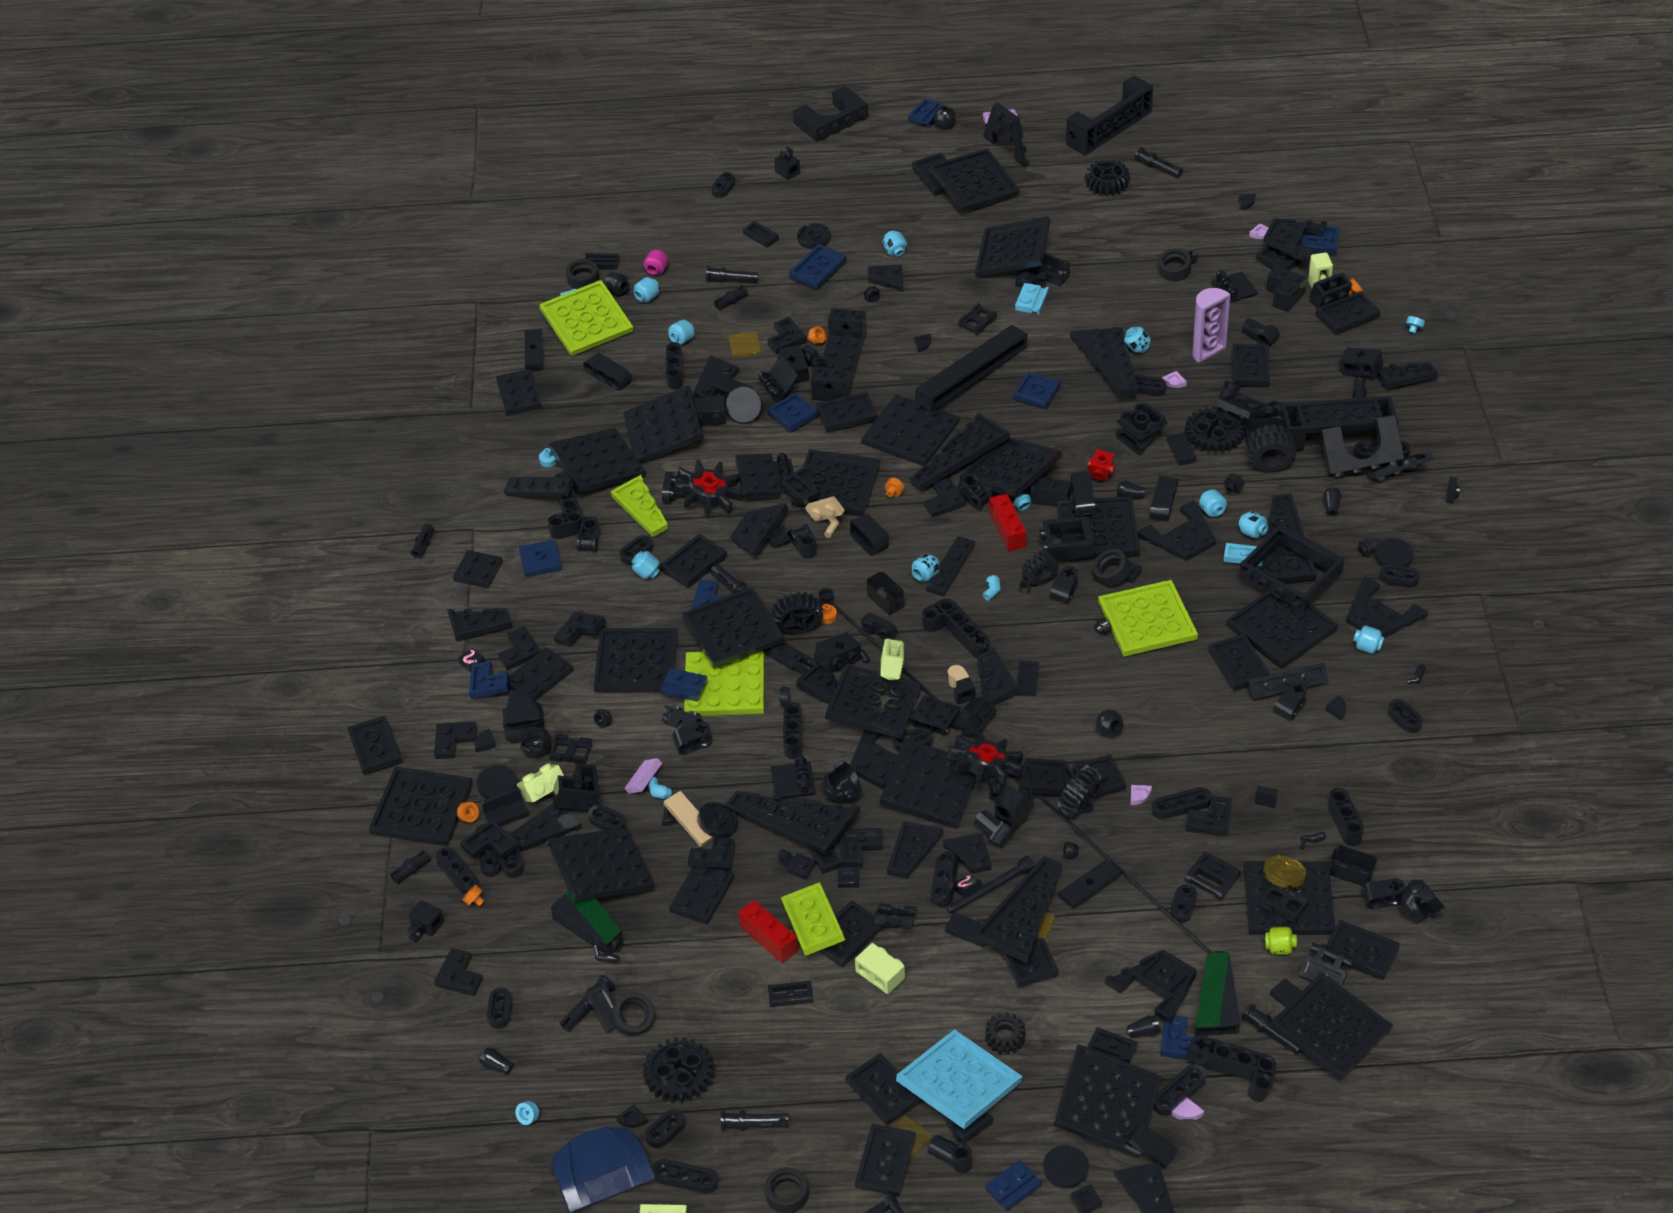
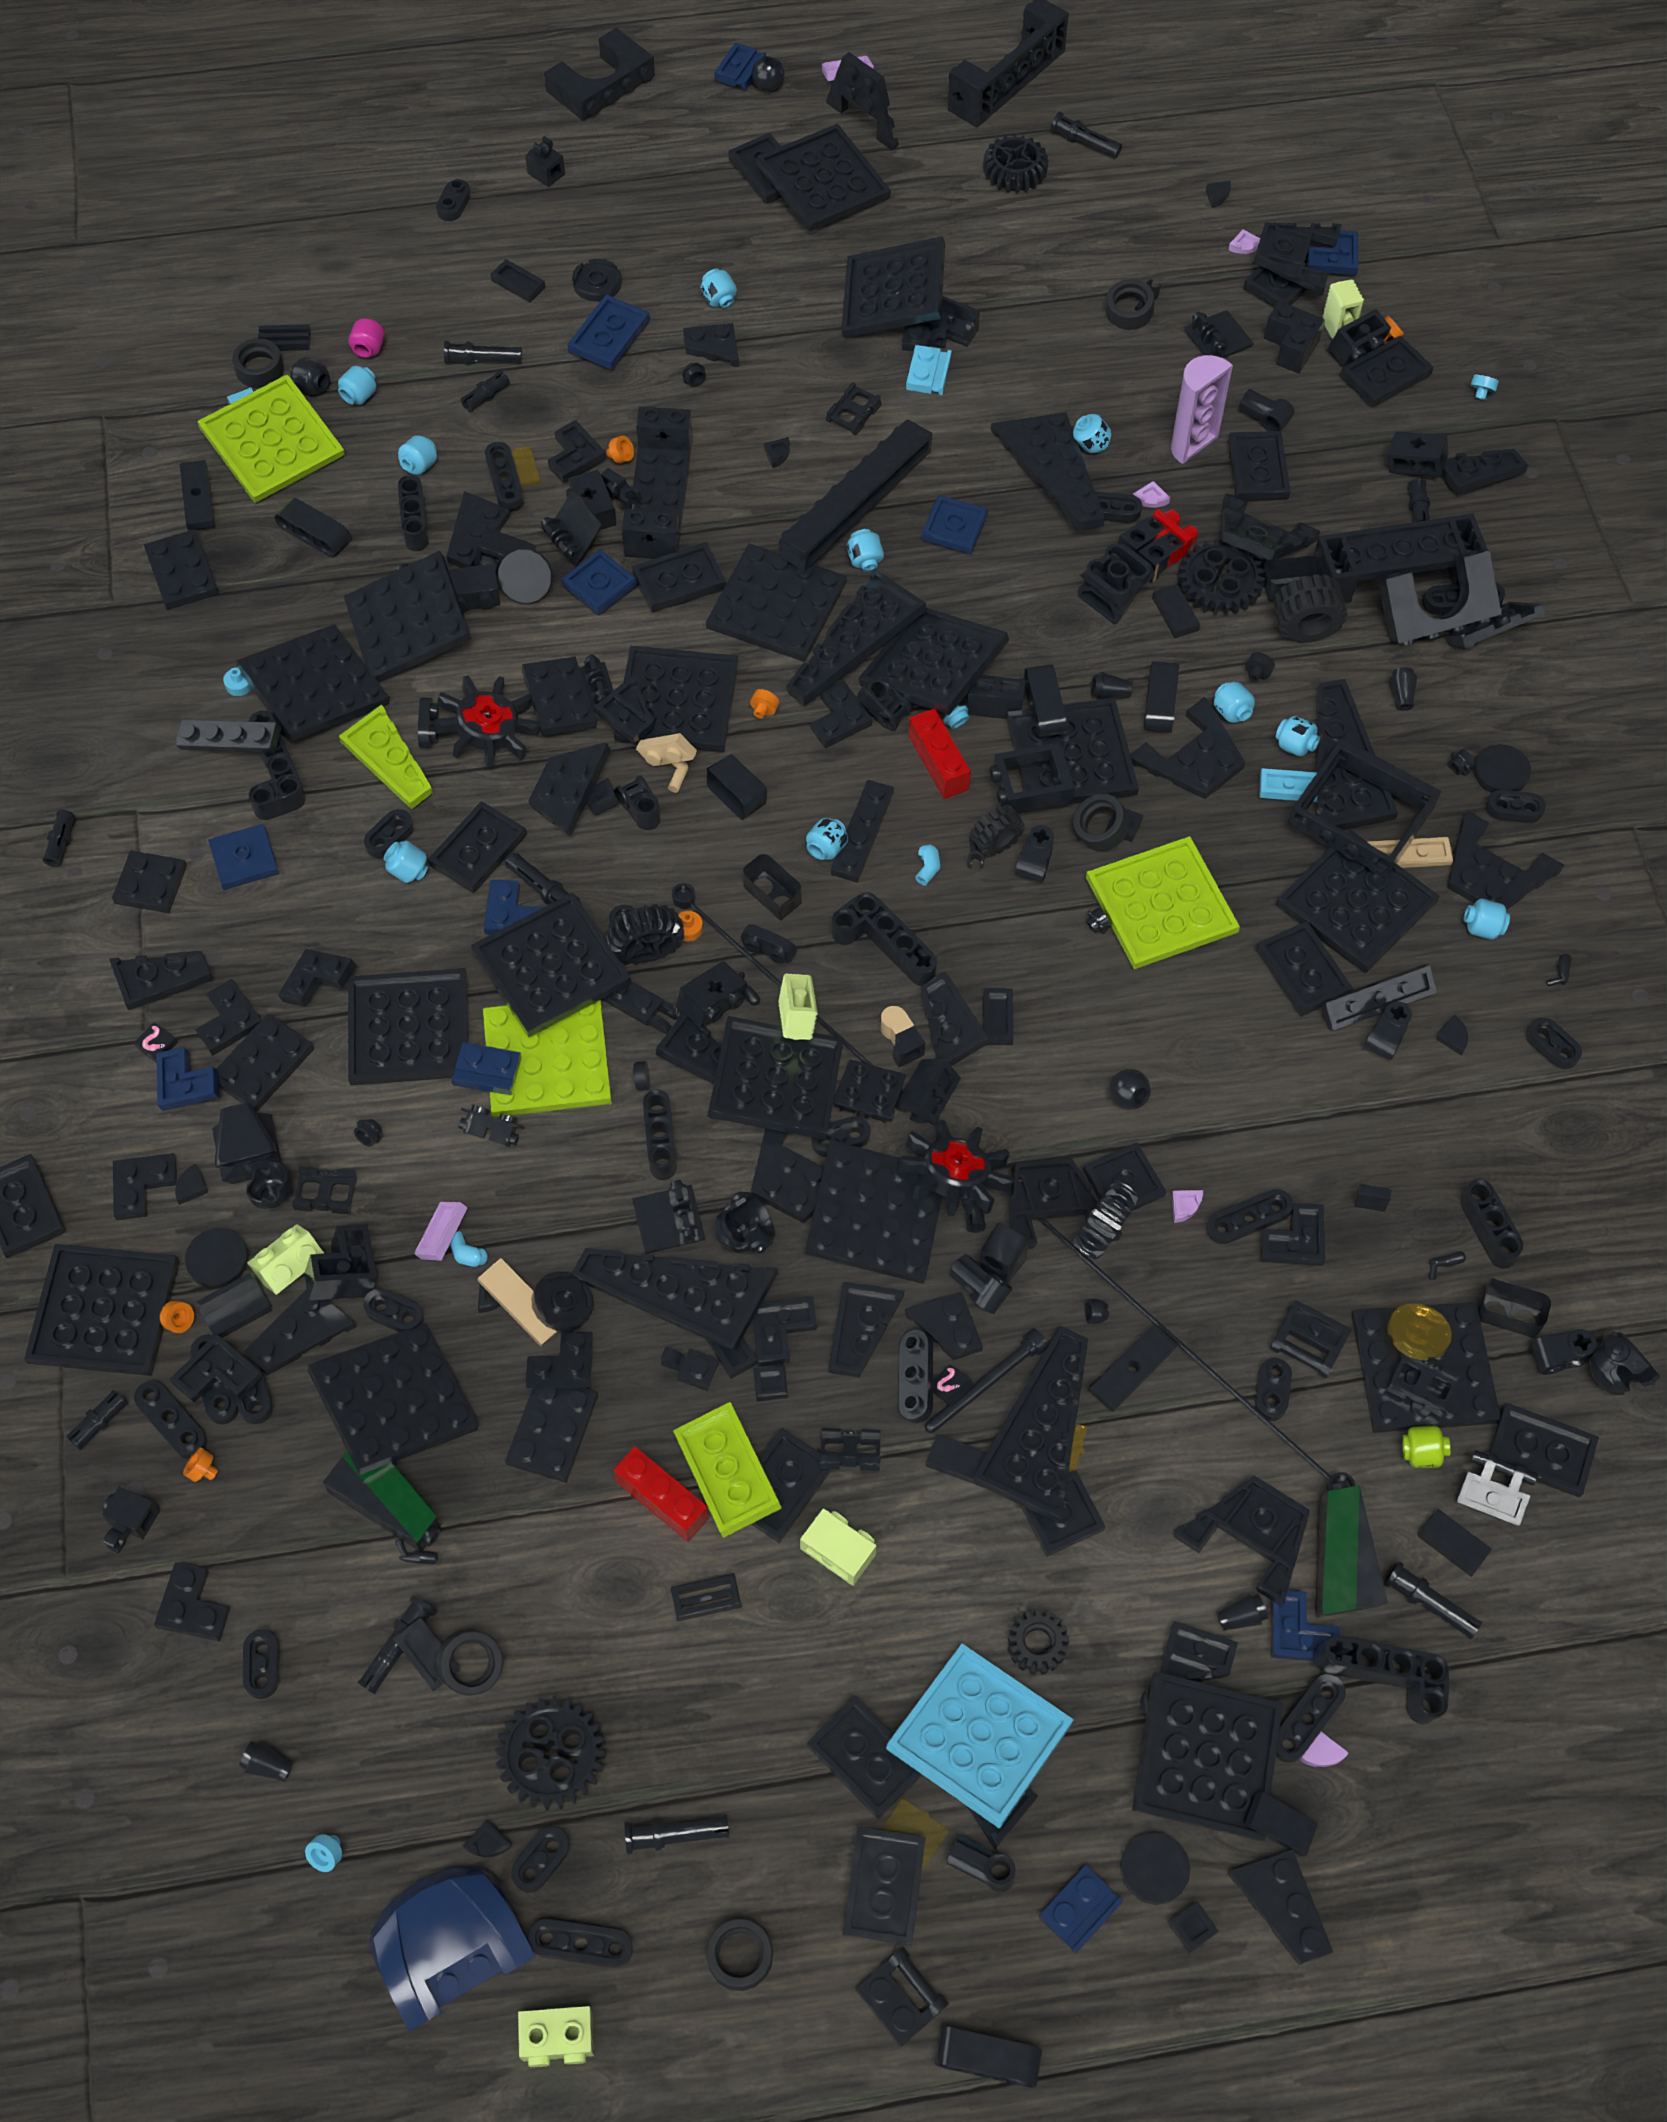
camera: 10 degrees left, 15 degrees up
(588, 534) = (313, 818): black piece -> none
(691, 739) = (505, 1159): black piece -> none
(737, 346) = (502, 465): none -> black plate
(973, 401) = (865, 550): none -> medium azure head
(1101, 469) = (1065, 648): red brick -> none
(1175, 405) = (1160, 540): none -> black hips
(1331, 1026) = (1519, 1592): black plate -> none
(1332, 600) = (1420, 852): none -> tan tile
(1453, 490) = (1573, 659): black plate -> none

